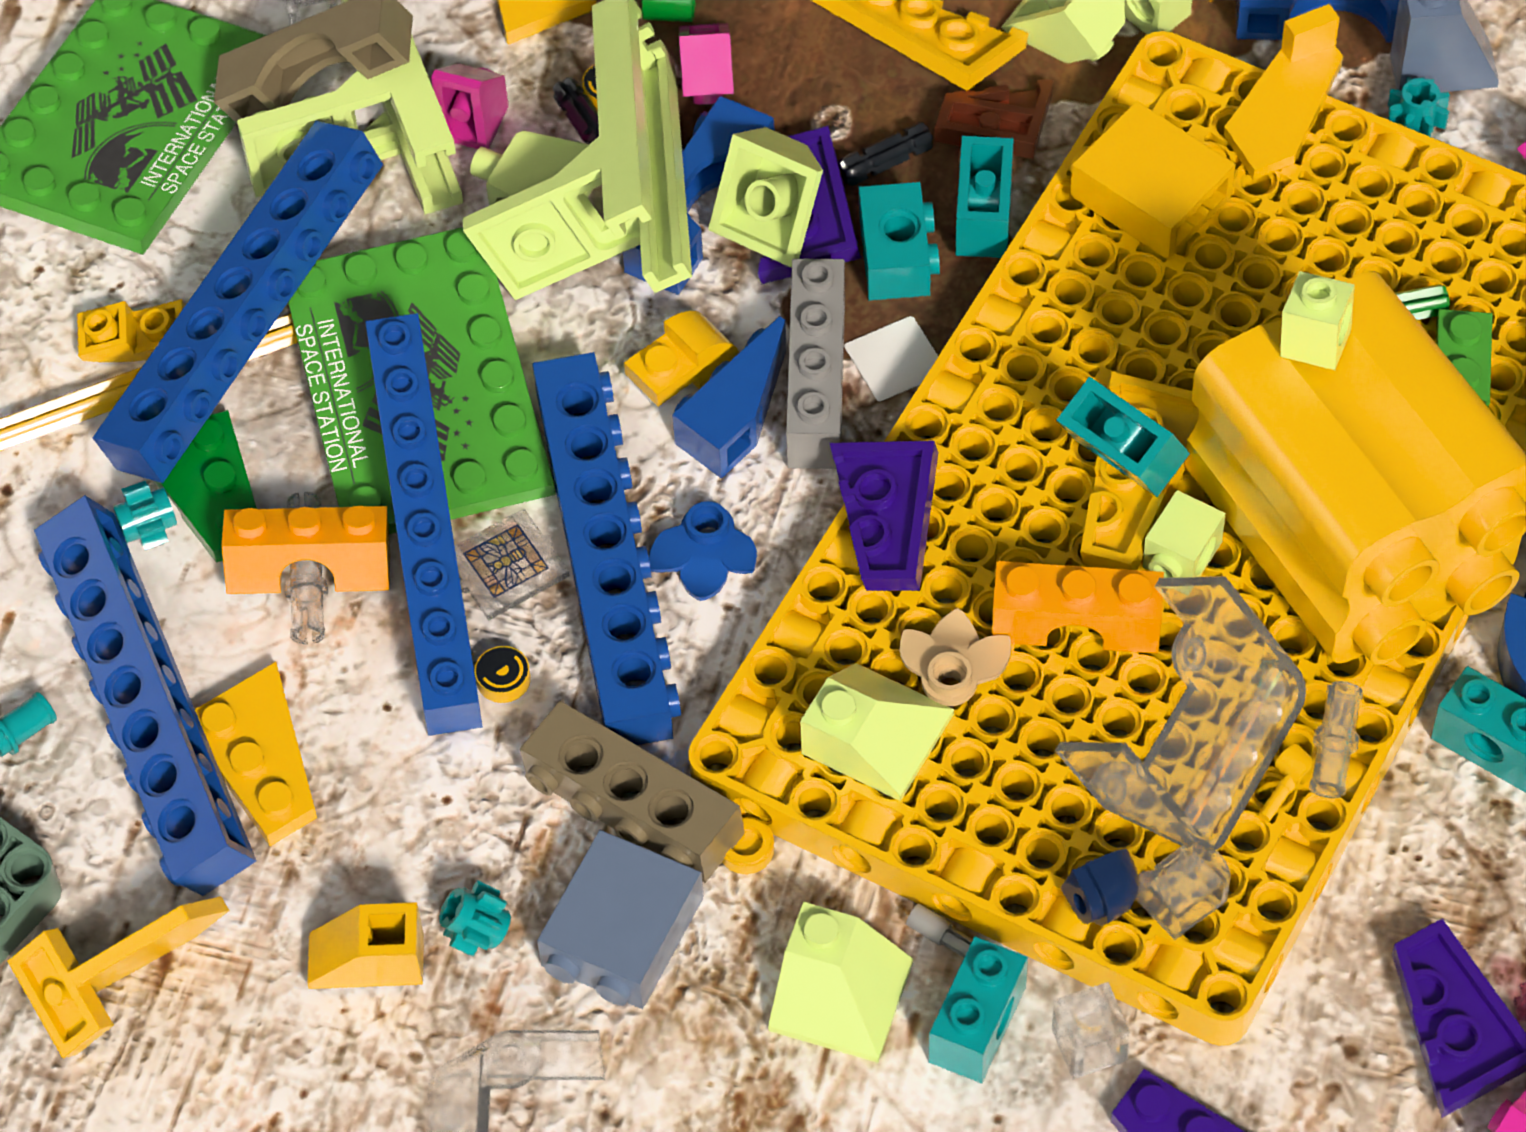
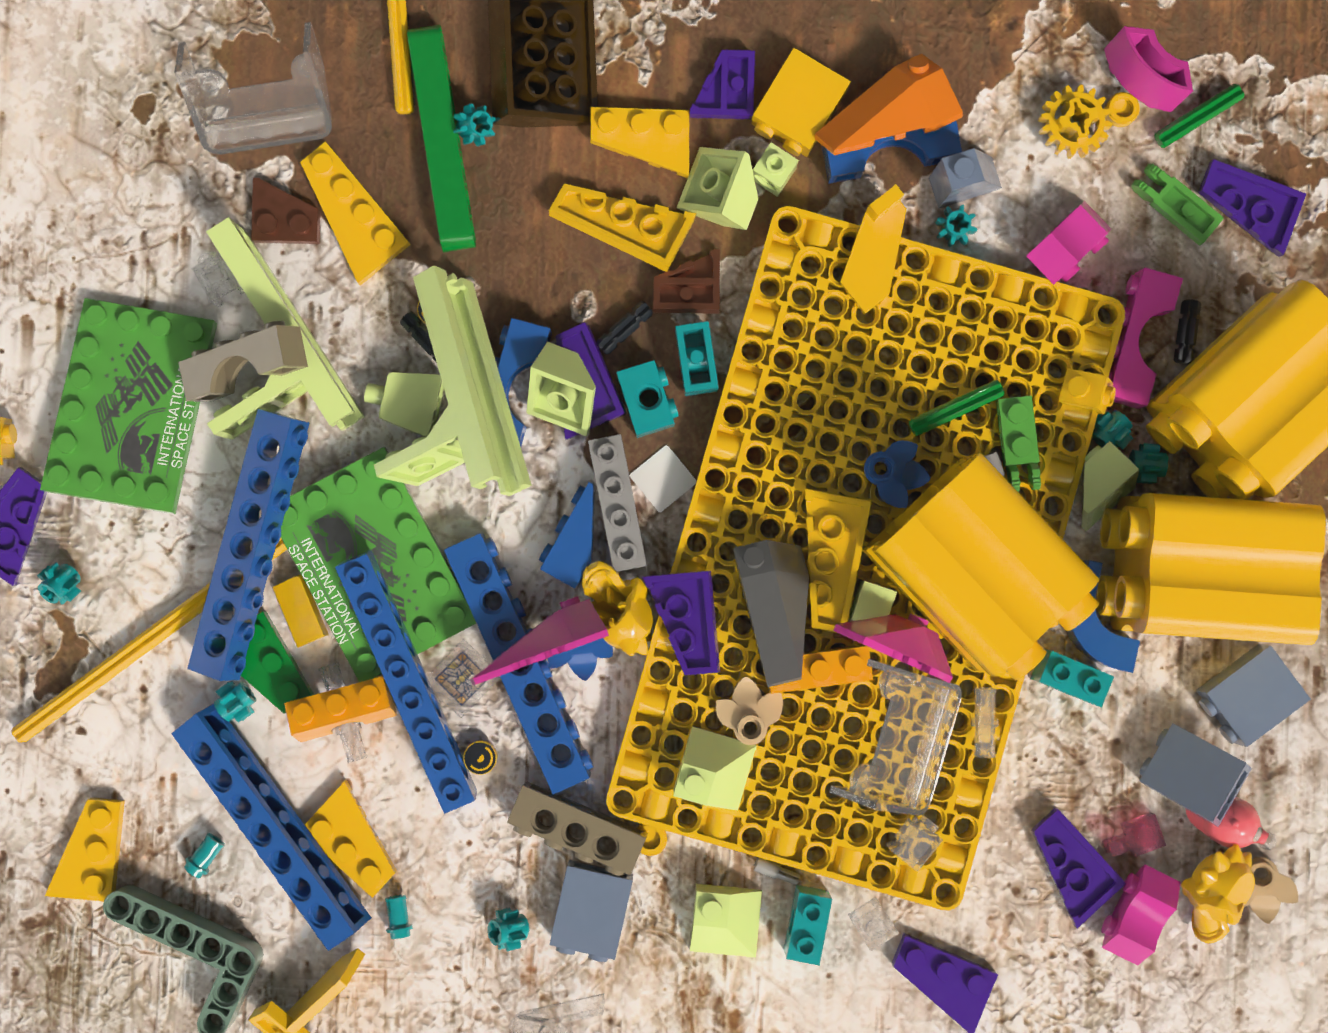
camera: 15 degrees left, 30 degrees up
(122, 335) = (184, 563): yellow slope -> none
(284, 423) = (300, 611): none -> yellow slope
(297, 886) = (398, 917): none -> teal pin
(368, 948) = (452, 964): yellow slope -> none
(471, 102) = (350, 349): dark pink slope -> none
(665, 496) = (563, 630): none -> dark pink wedge
(679, 357) = (533, 516): yellow brick -> none
(706, 62) = (492, 279): slope -> none
(784, 485) = (620, 606): none -> yellow head
(1029, 489) = (776, 598): none -> dark grey wedge
(1103, 888) = (868, 850): dark blue piece -> none
(1123, 436) = (827, 557): teal brick -> none
(1151, 179) = (802, 337): yellow brick -> none
(1197, 545) = (903, 640): none -> dark pink wedge
(1298, 771) = (965, 745): yellow hand -> none
(1317, 320) = (954, 520): yellowish green brick -> none

